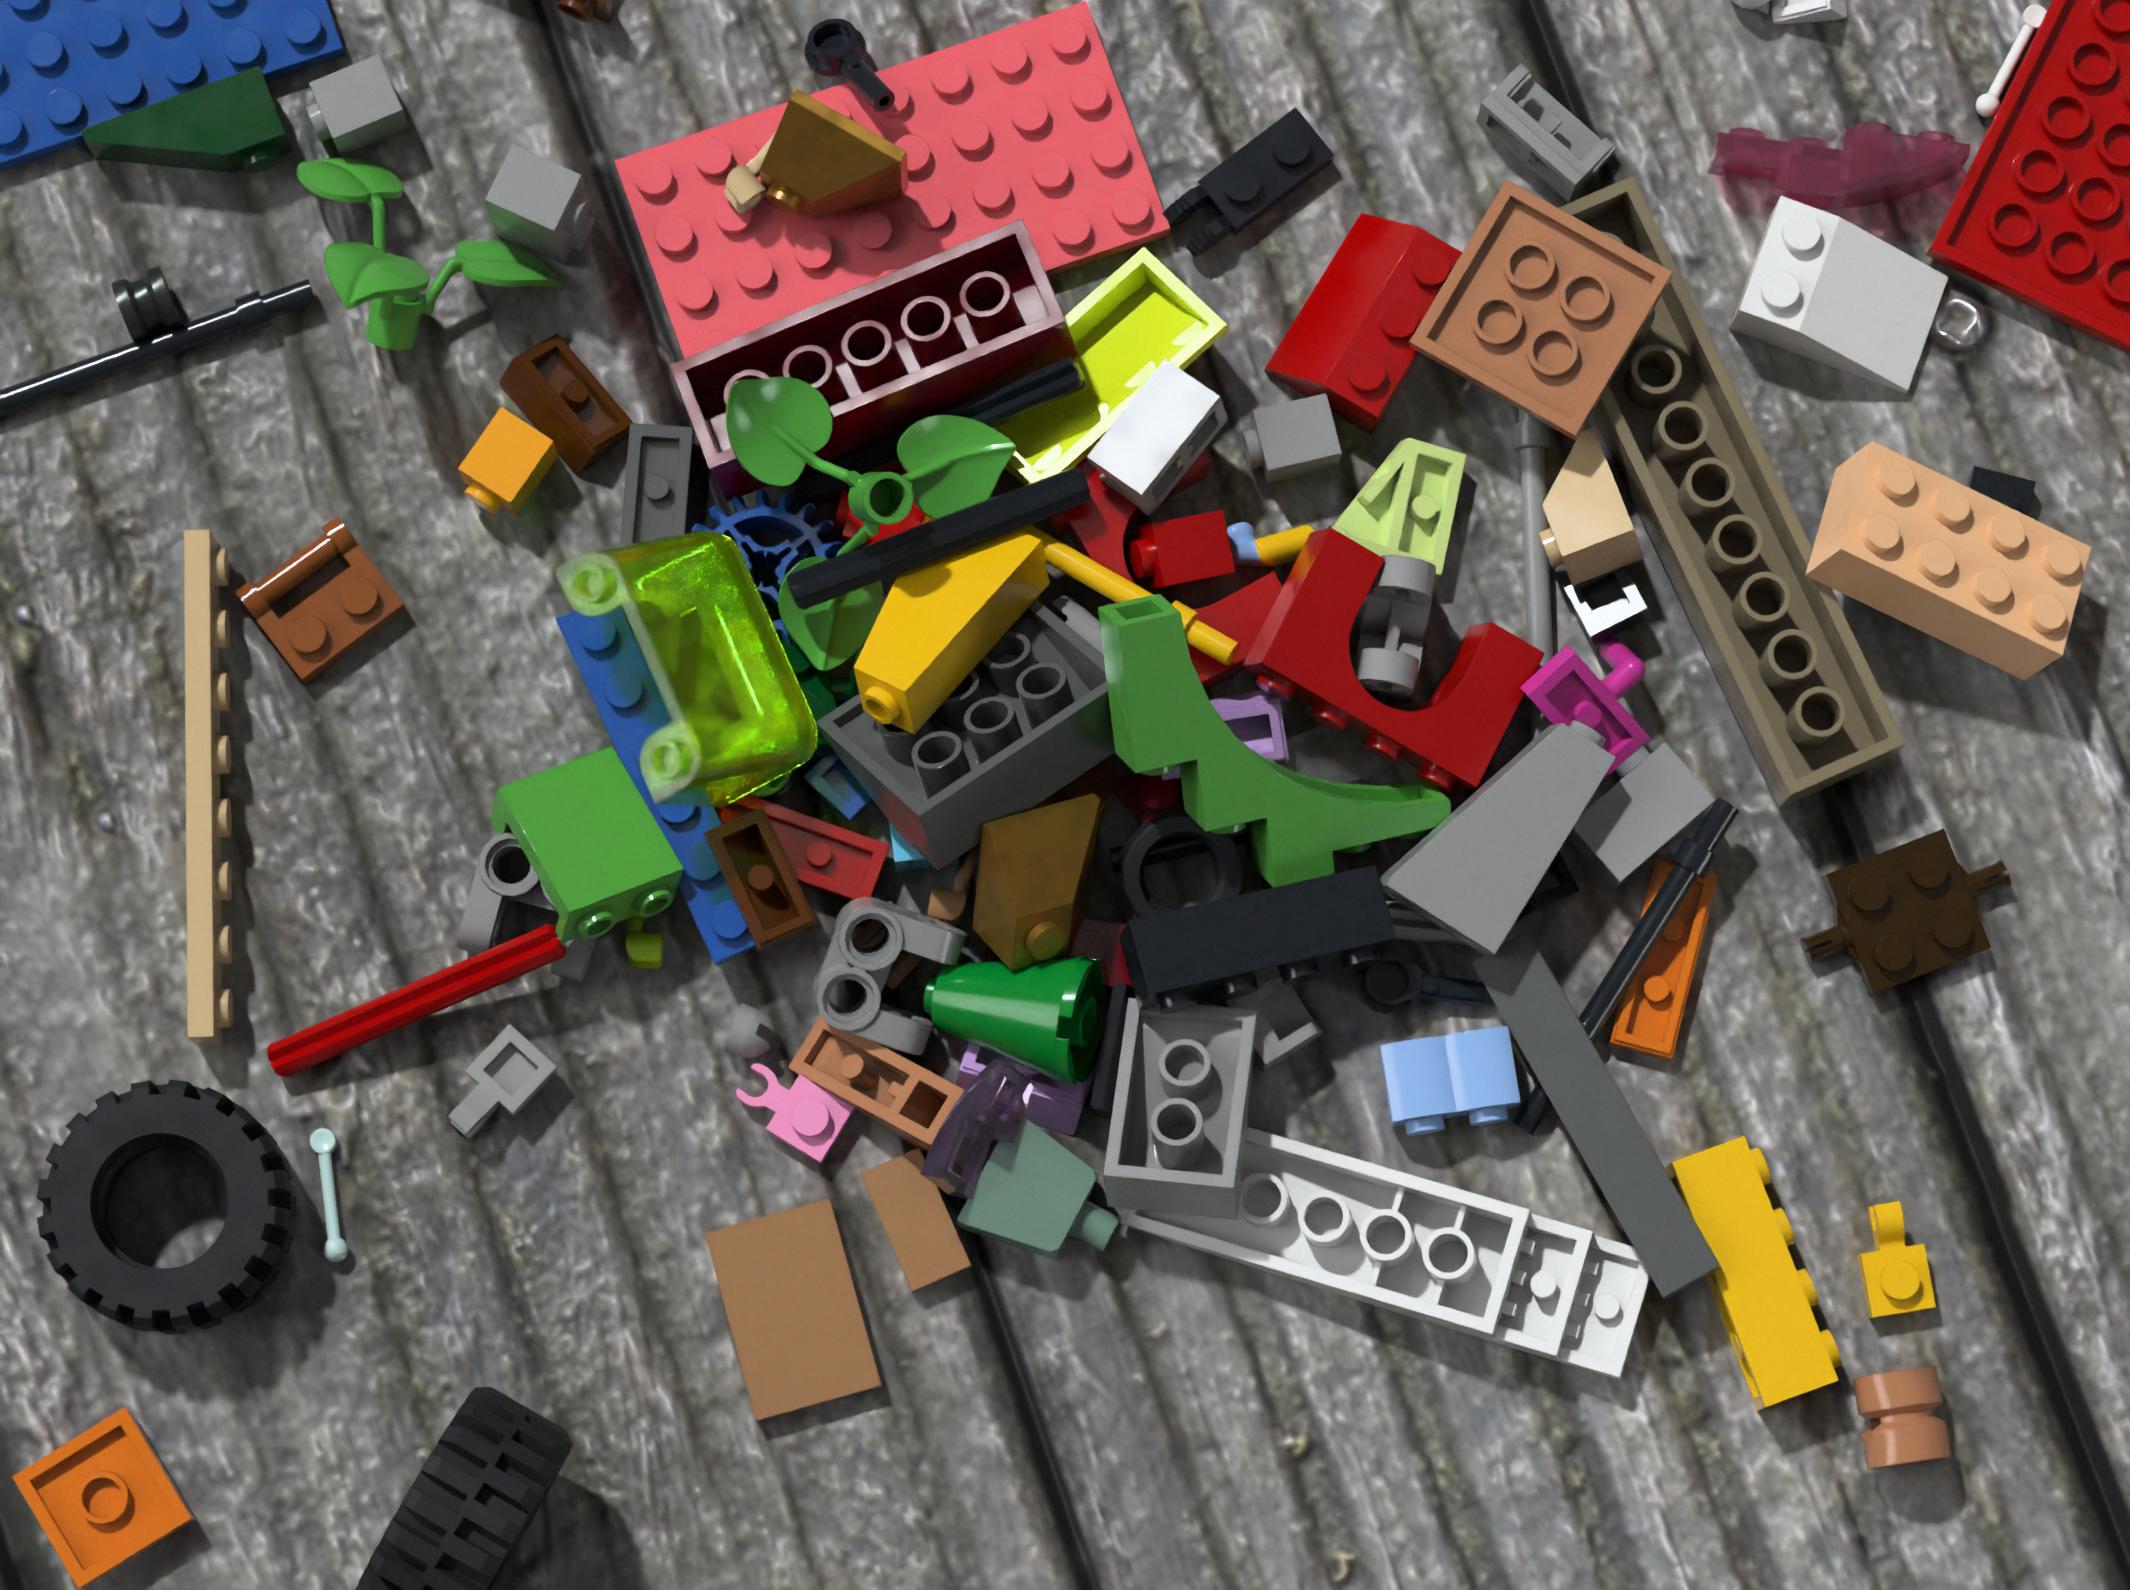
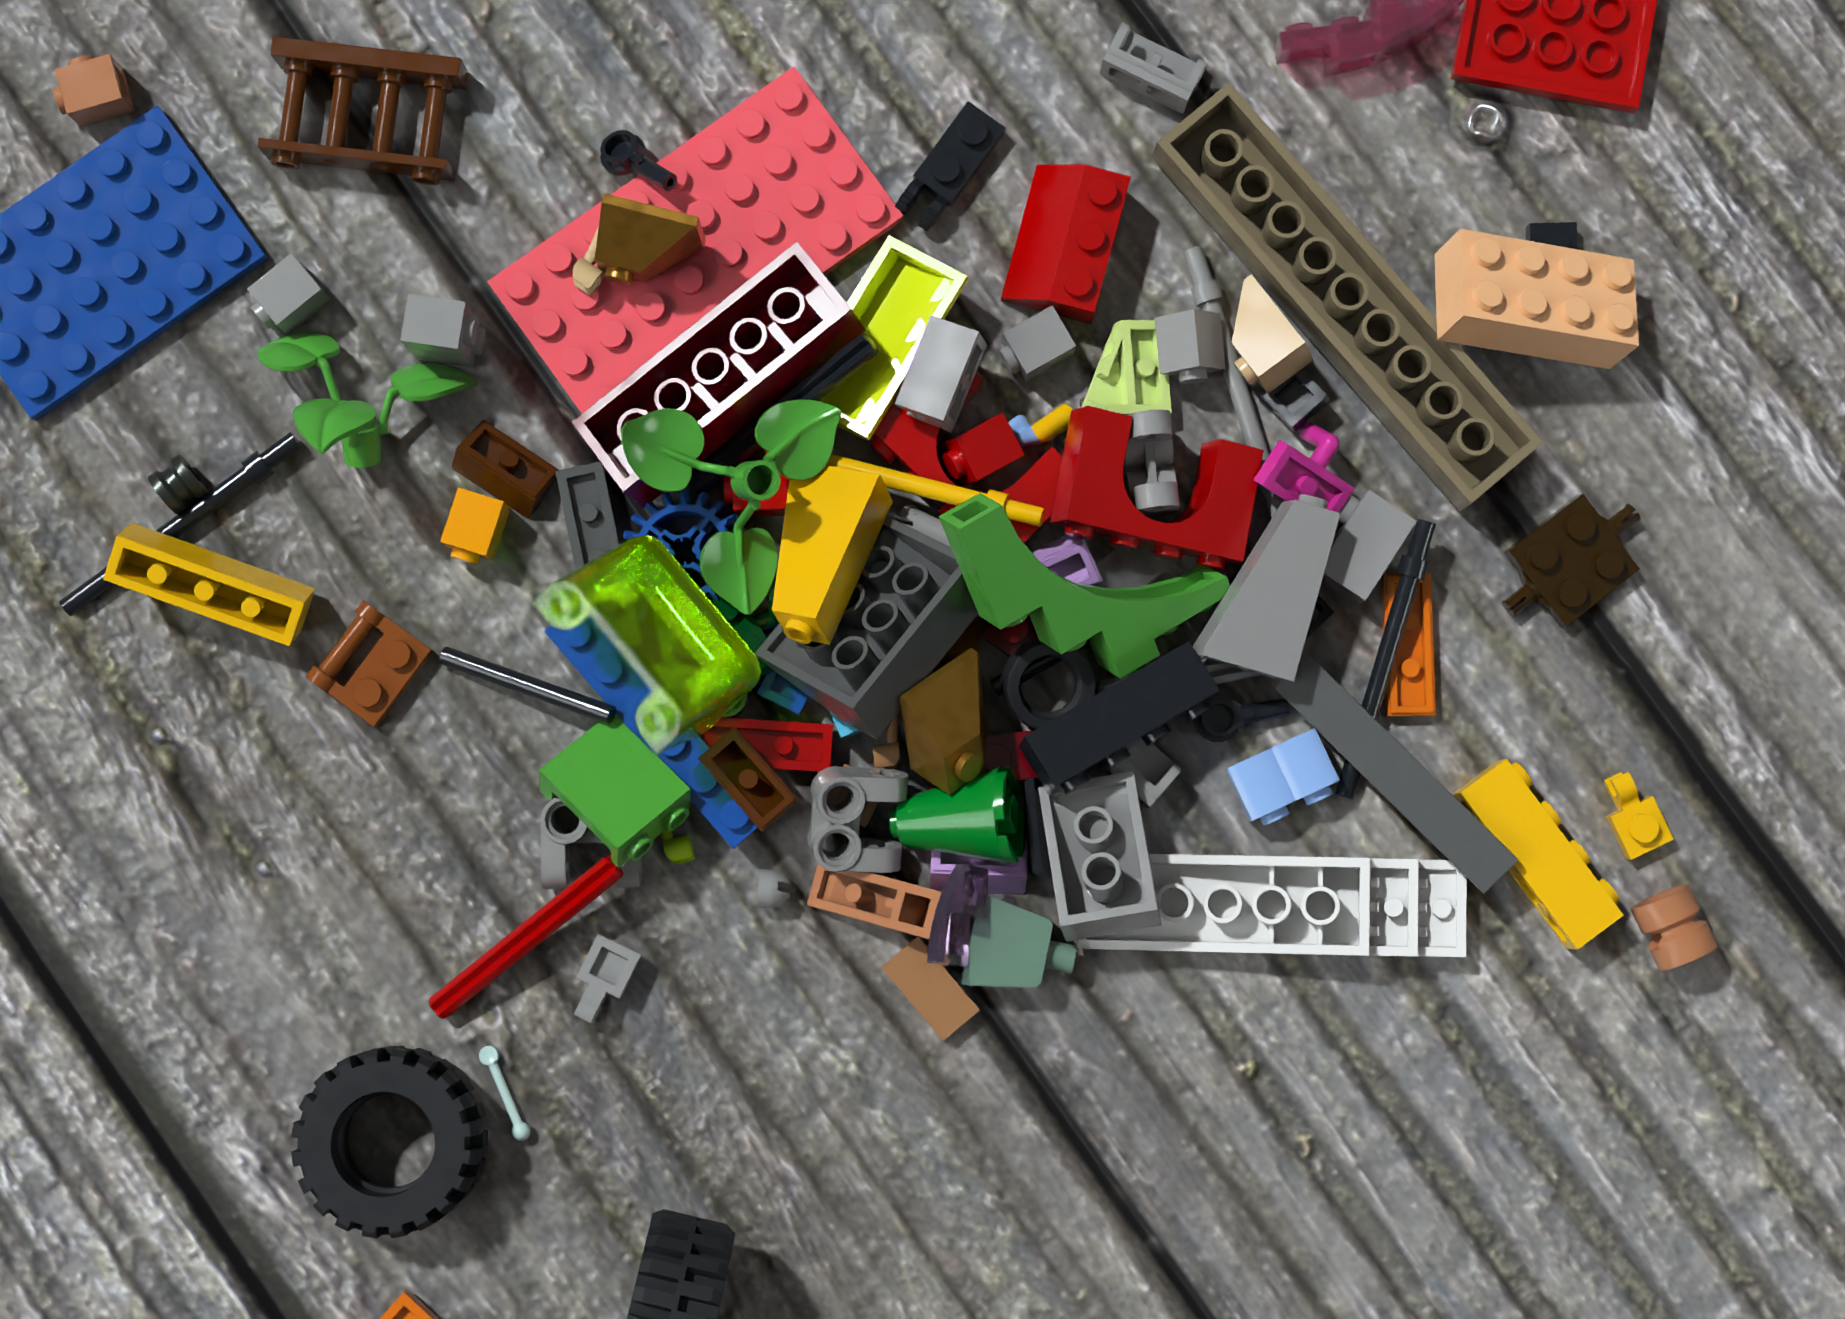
camera: 15 degrees left, 5 degrees up
(150, 438) = (209, 583): none -> yellow brick
(206, 814) = (333, 844): tan plate -> none
(209, 128) = (184, 342): dark green slope -> none
(514, 682) = (528, 685): none -> black bar
(793, 1310) = (861, 1079): medium nougat tile -> none
(803, 1116) = (829, 936): bright pink plate -> none
(938, 538) = (804, 494): black axle -> none
(1489, 494) = (1190, 345): none -> light grey brick
(1540, 309) = (1192, 200): nougat plate -> none
(1839, 296) = (1396, 127): white slope -> none

